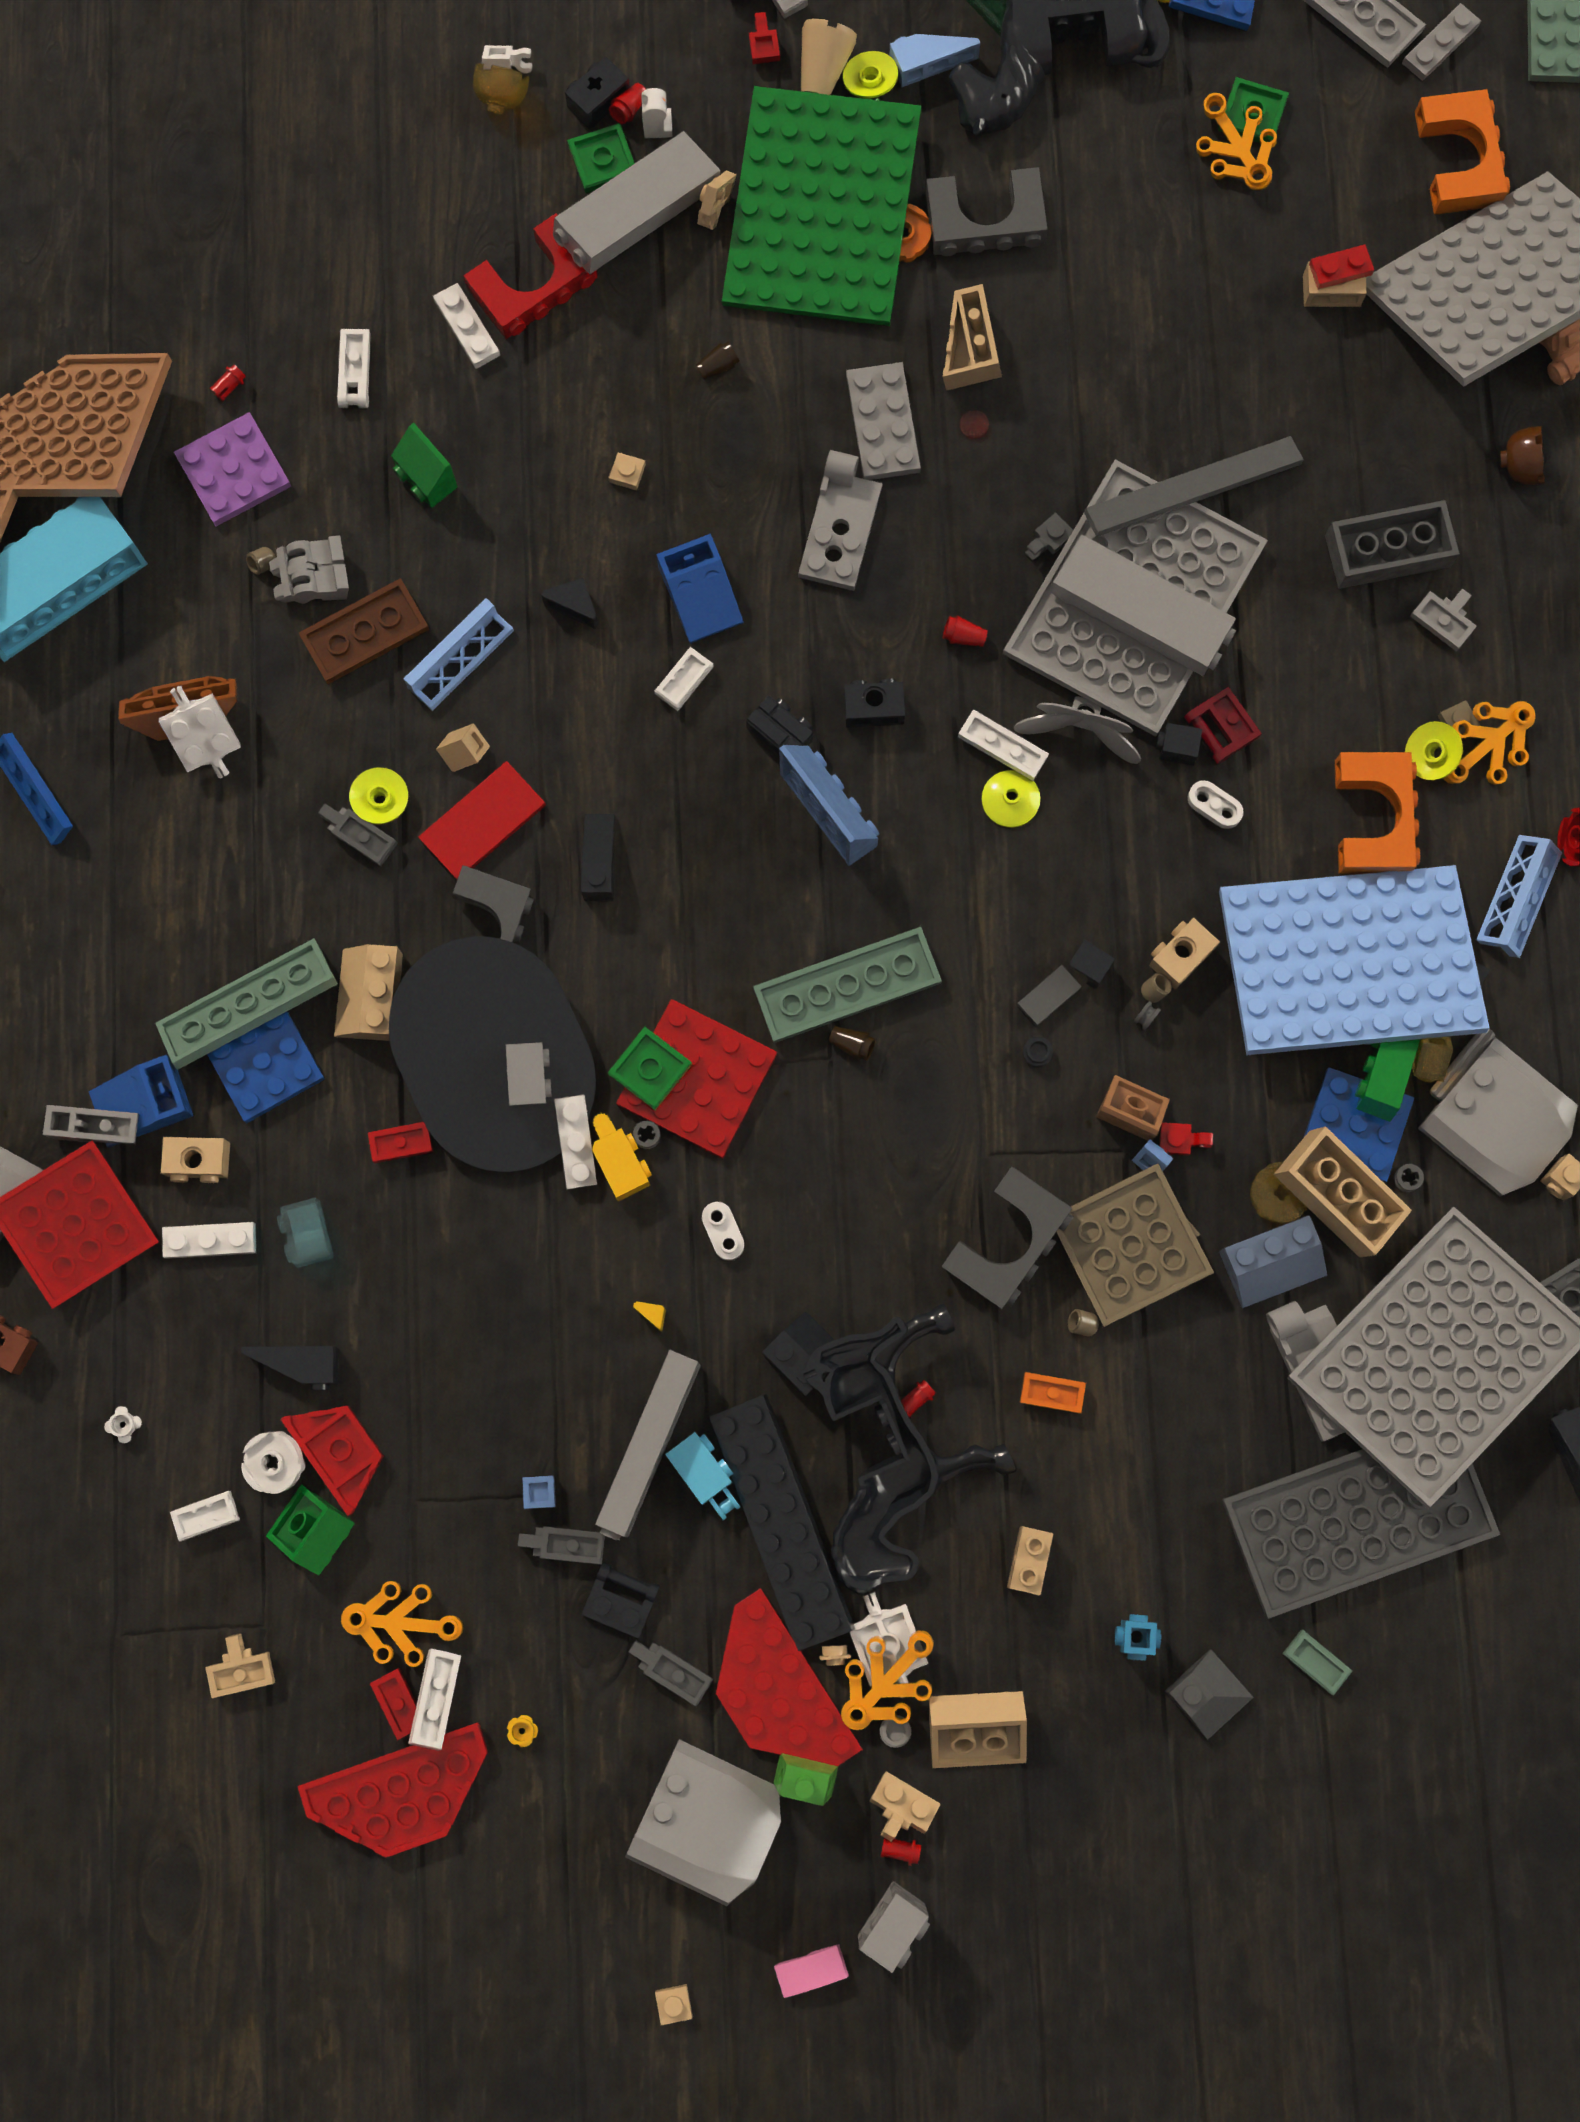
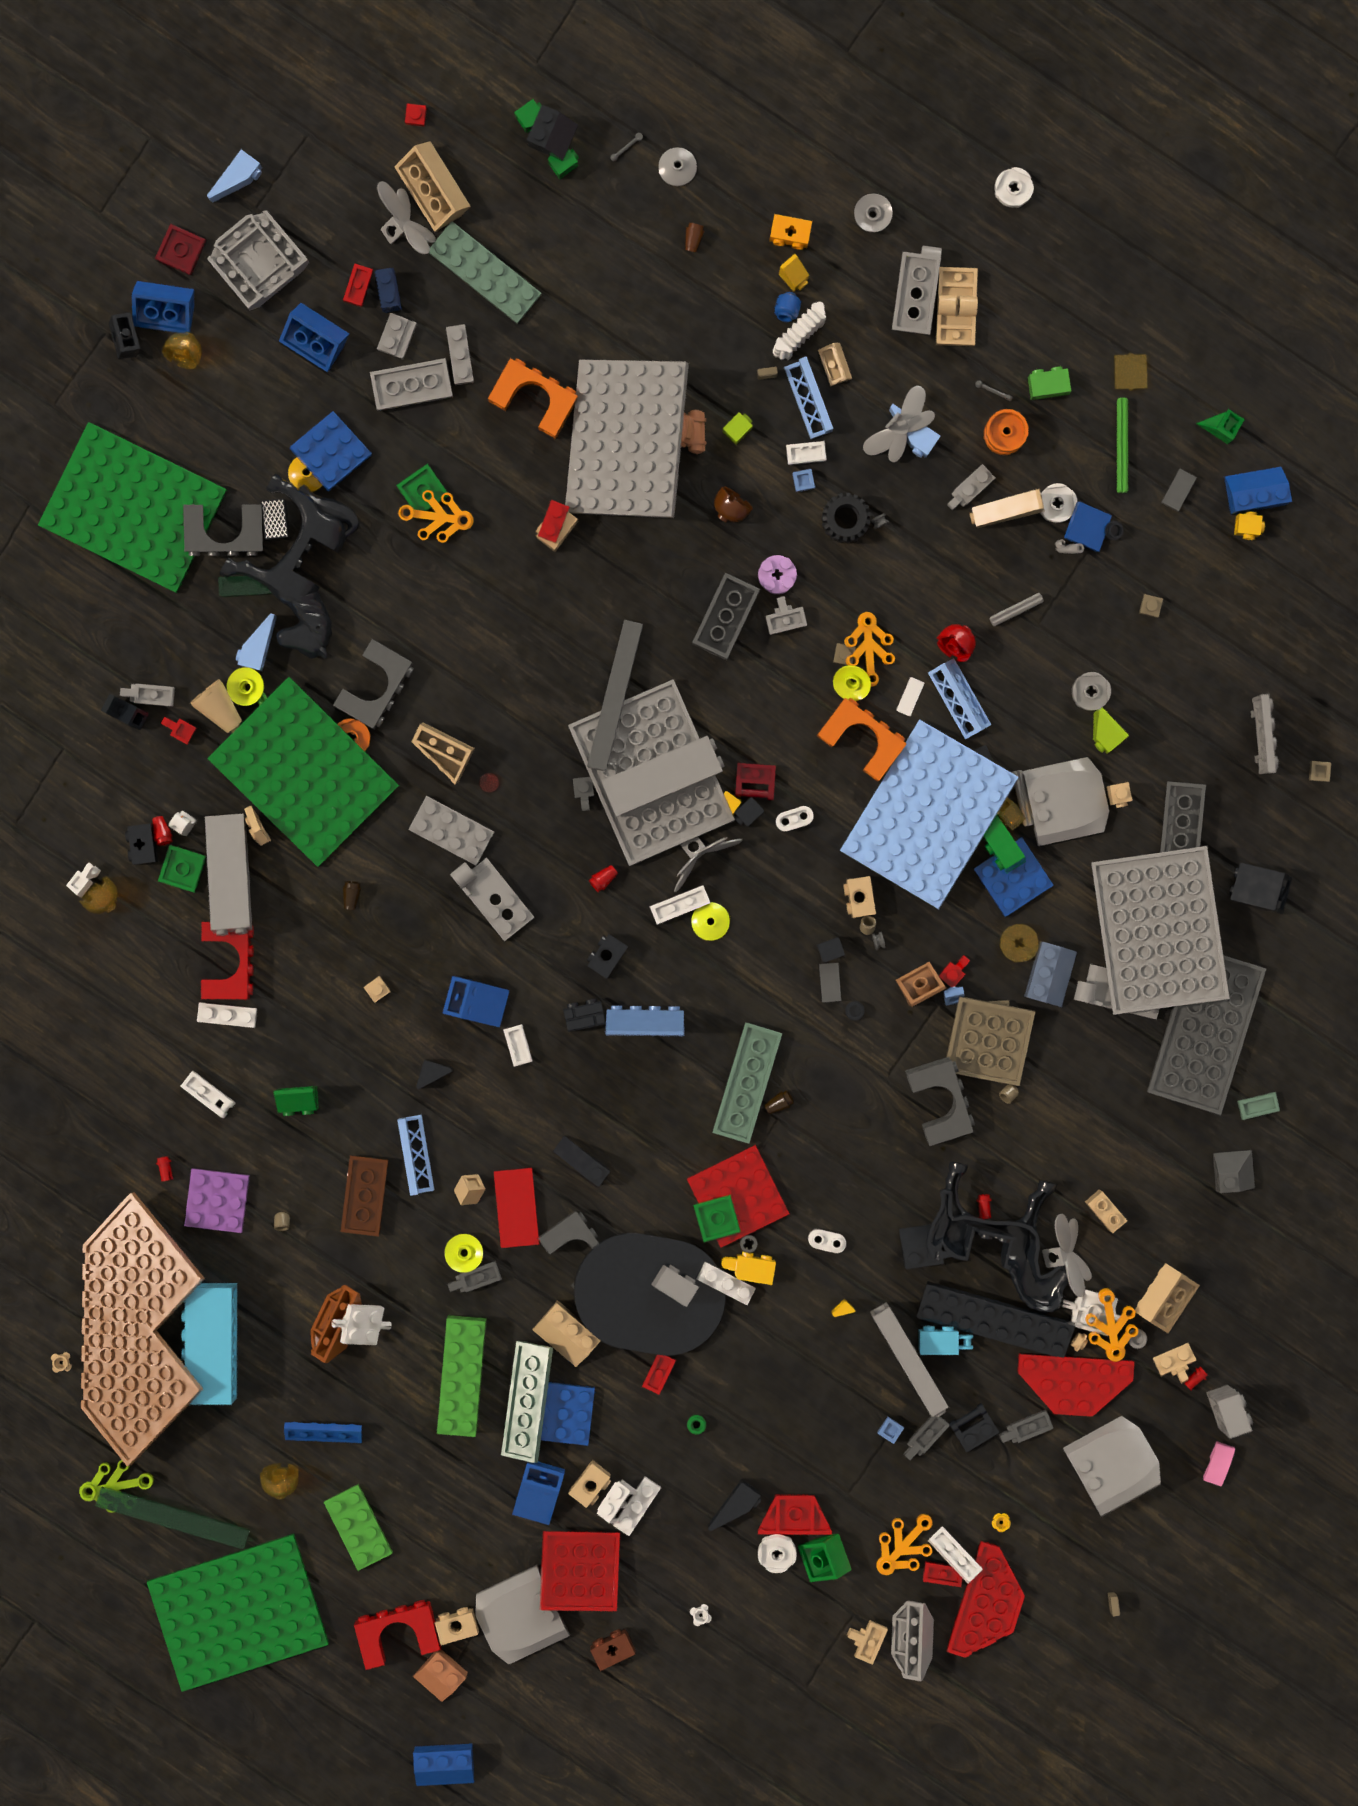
camera: 55 degrees left, 10 degrees up
(90, 1125) = (534, 1526): light grey slope -> none
(195, 1200) = (615, 1500): none -> white window
(204, 1516) = (778, 1605): white plate -> none
(221, 902) = (461, 1376): none -> bright green brick
(282, 1727) = (912, 1639): none -> light grey wedge
(297, 571) = (307, 1208): light grey hips -> none
(305, 1233) = (670, 1454): clear light blue brick -> none
(359, 1234) = (698, 1430): none -> green plate
(520, 1968) = (1113, 1604): none -> dark tan tile
(673, 2004) = (1185, 1541): tan plate -> none
(805, 1779) = (1128, 1401): bright green torso -> none
(958, 1535) = (1076, 1268): none -> light grey piece
(1052, 1392) = (1032, 1136): orange plate -> none
(1149, 1637) = (1188, 1189): dark azure brick -> none
(1178, 713) = (732, 801): none -> yellow slope
(1342, 1192) = (1043, 915): tan brick -> none
(1411, 1169) = (1062, 877): dark grey bush -> none
(1472, 837) = (910, 696): none -> white sticker
(1493, 557) = (768, 568): none -> lavender plate

